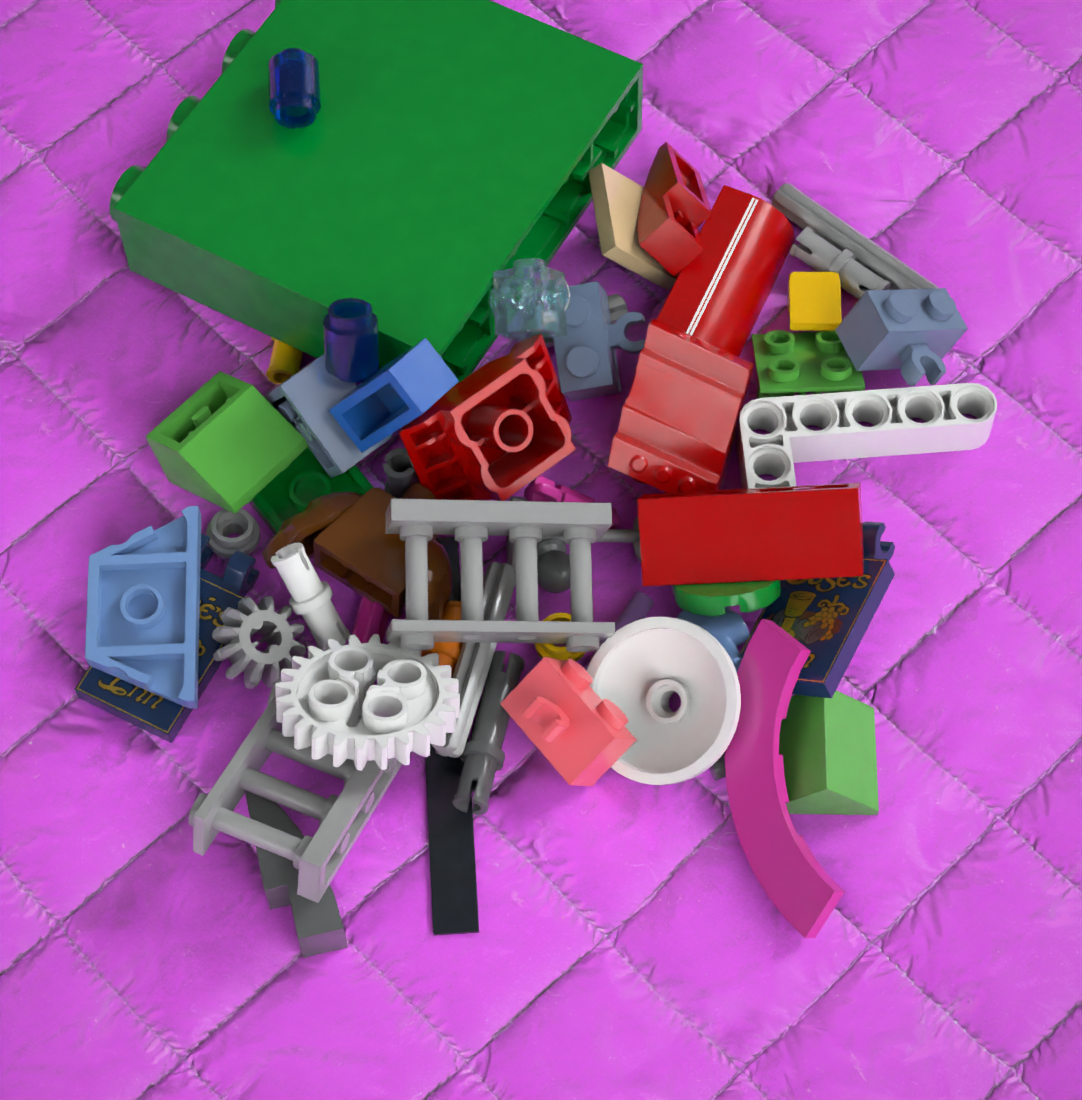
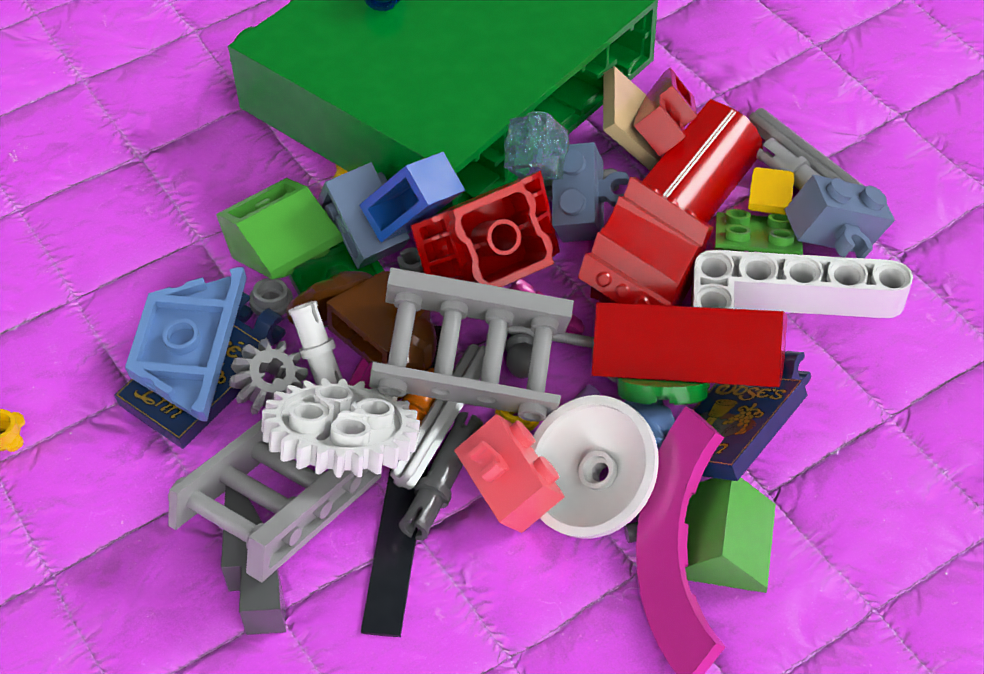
camera: 10 degrees right, 10 degrees down
(351, 340) = (384, 149): clear blue brick -> none

